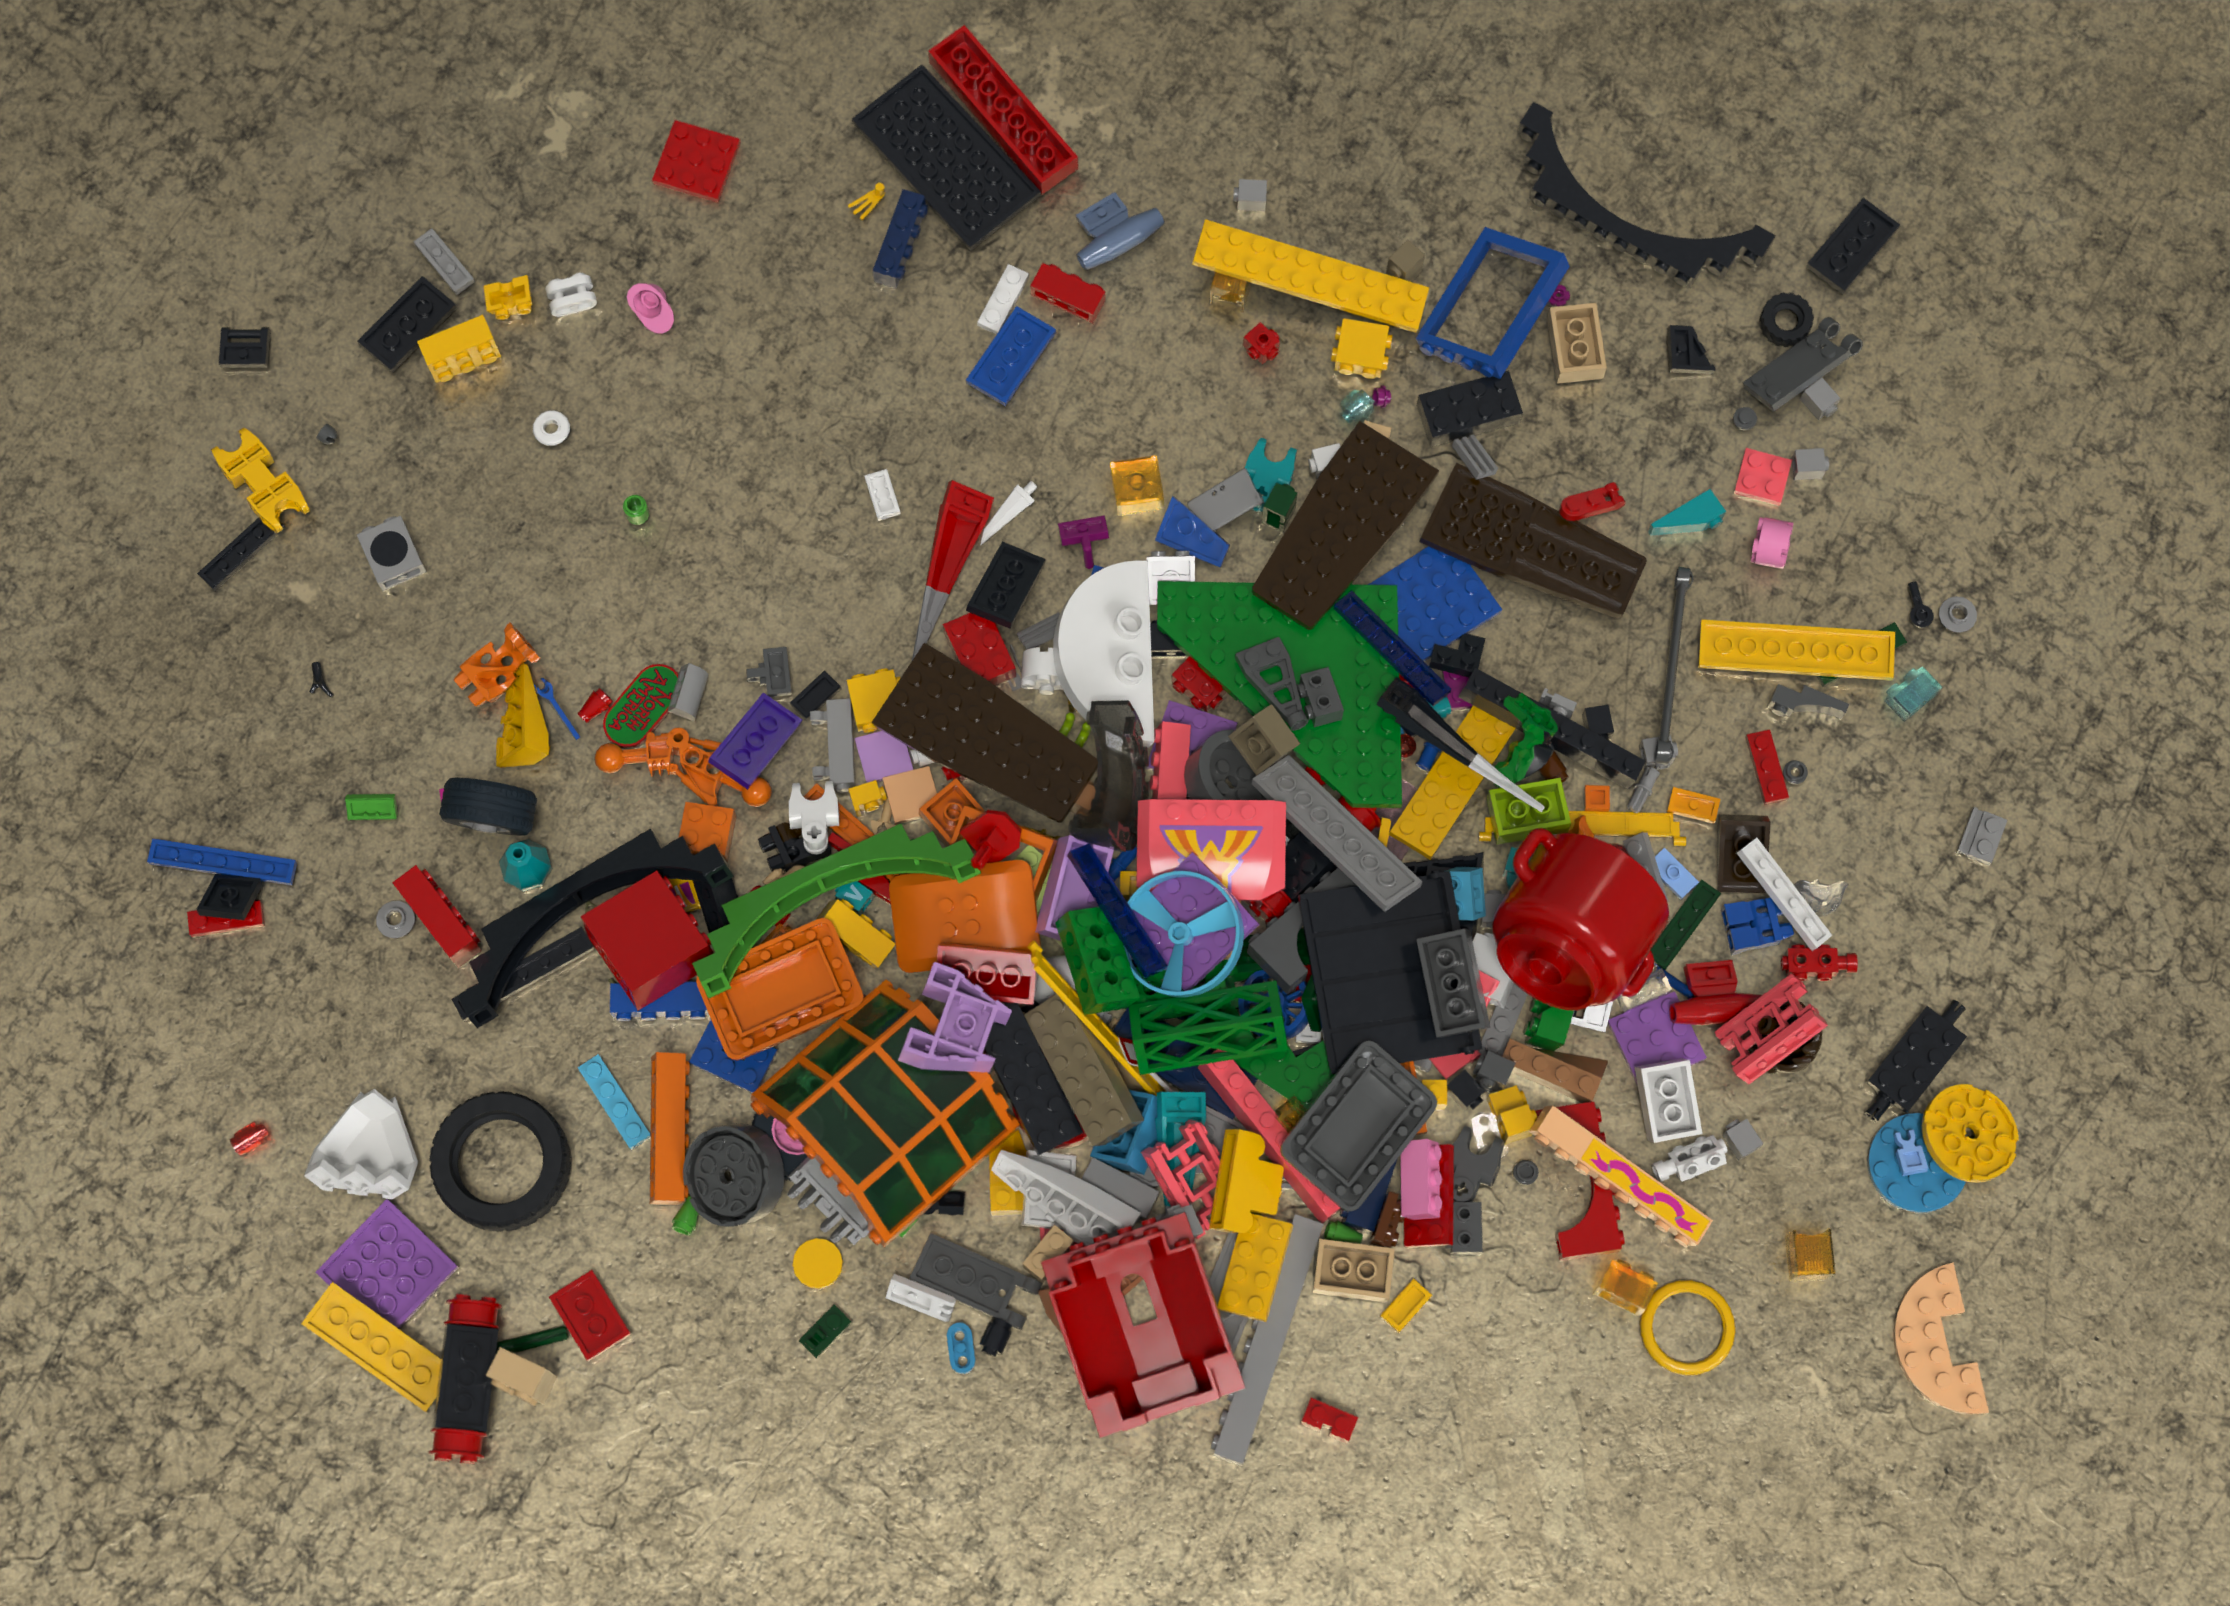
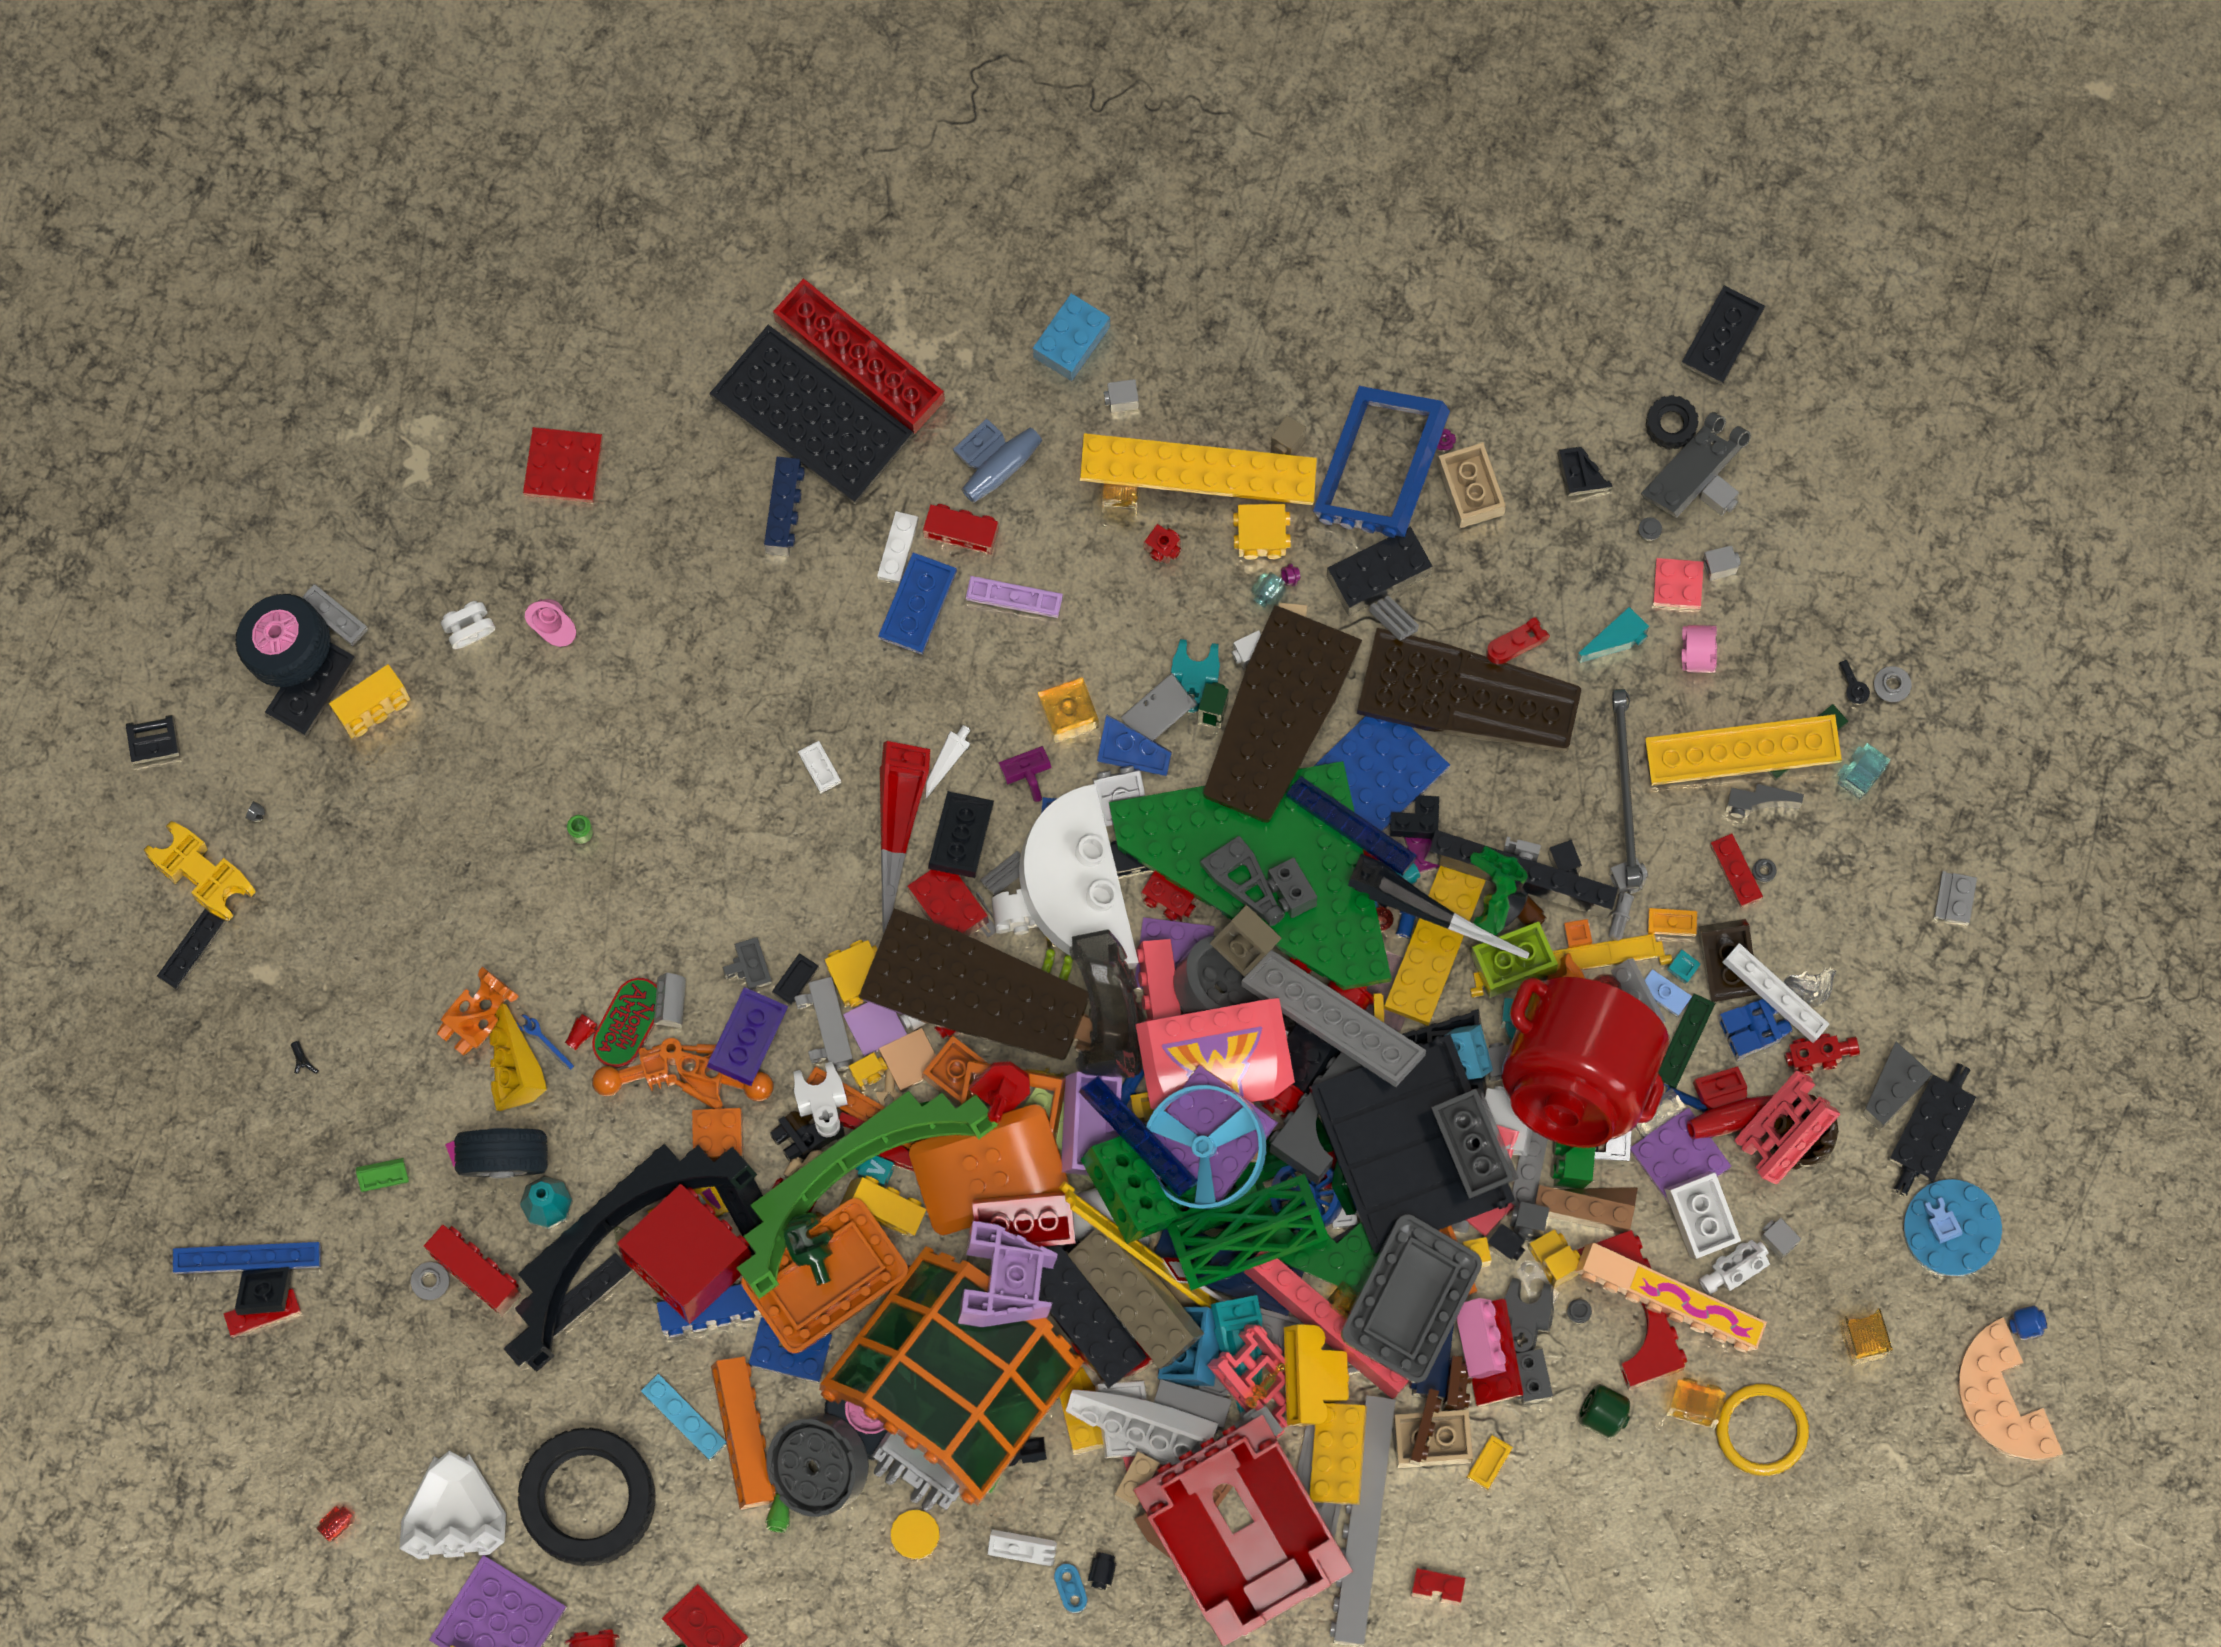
camera: 10 degrees left, 0 degrees up
(388, 274) = (282, 640): none -> black wheel
(391, 552) = (345, 918): light grey brick -> none
(508, 298) = (406, 640): yellow cylinder -> none
(544, 420) = (469, 754): white piece -> none
(765, 957) = (808, 1249): none -> dark green piece
(825, 1331) = (936, 1598): dark green plate -> none
(873, 197) = (746, 468): yellow piece -> none
(971, 1279) = (1067, 1519): dark grey hinge -> none
(1106, 367) = (1014, 596): none -> lavender plate
(1189, 1188) = (1260, 1391): none -> clear yellow piece
(1213, 130) = (1071, 337): none -> dark azure brick
(1340, 1232) = (1410, 1404): bright green cone -> none
(1348, 1258) = (1426, 1427): none -> reddish brown plate
(1531, 1278) = (1604, 1411): none -> dark green head
(1667, 254) = (1544, 379): black arch -> none
(1696, 851) = (1683, 966): none -> teal plate
(1887, 1010) = (1896, 1085): none -> dark grey wedge
(1978, 1273) = (2028, 1322): none -> blue head
(1993, 1126) = (1993, 1213): yellow plate -> none

